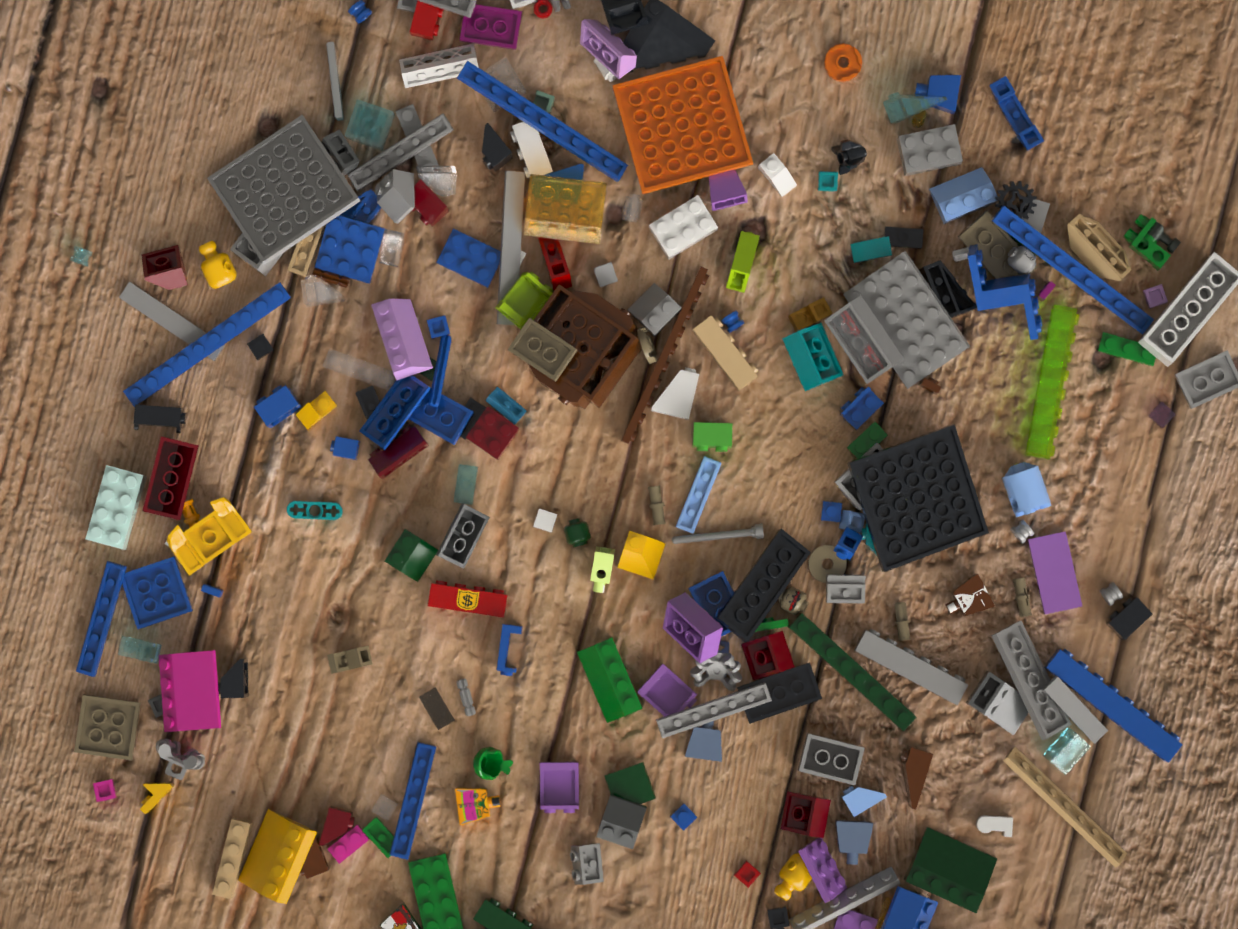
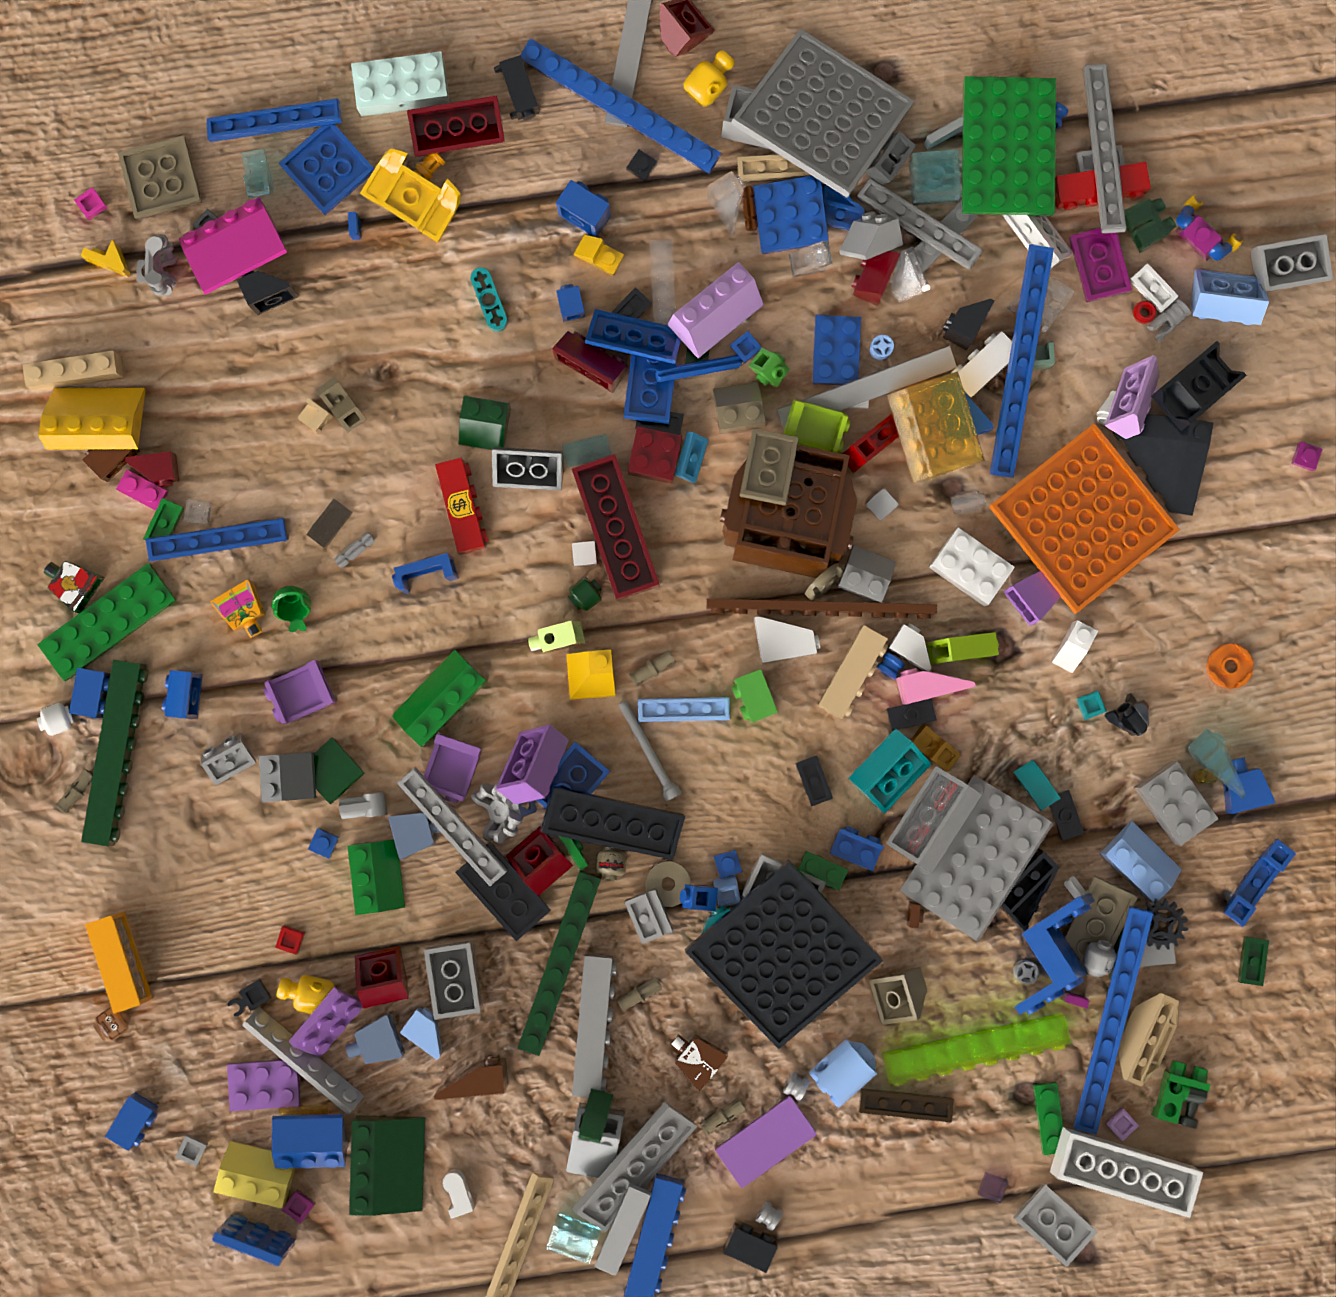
camera: 70 degrees right, 0 degrees up
(348, 685) = (314, 416): none -> tan panel
(370, 58) = (1008, 146): none -> green plate
(462, 316) = (769, 367): none -> bright green brick
(483, 352) = (739, 407): none -> dark tan slope
(484, 219) = (884, 344): none -> light blue wheel
(522, 877) = (182, 694): none -> blue slope
(536, 487) = (615, 527): none -> dark red brick
(669, 769) = (367, 805): none -> light grey piece
(724, 299) = (911, 647): none -> white slope
(727, 786) = (376, 877): none -> green slope
(758, 304) = (924, 685): none -> bright pink slope
(776, 322) = (911, 714): none -> black plate
(795, 418) = (814, 780): none -> black plate
(979, 692) = (595, 1116): none -> dark green slope
(986, 423) = (899, 995): none -> dark tan slope
(1013, 318) = (1028, 975): none -> light grey wheel
(1072, 454) = (906, 1105): none -> dark brown plate
(1073, 143) = (1253, 961): none -> dark green plate

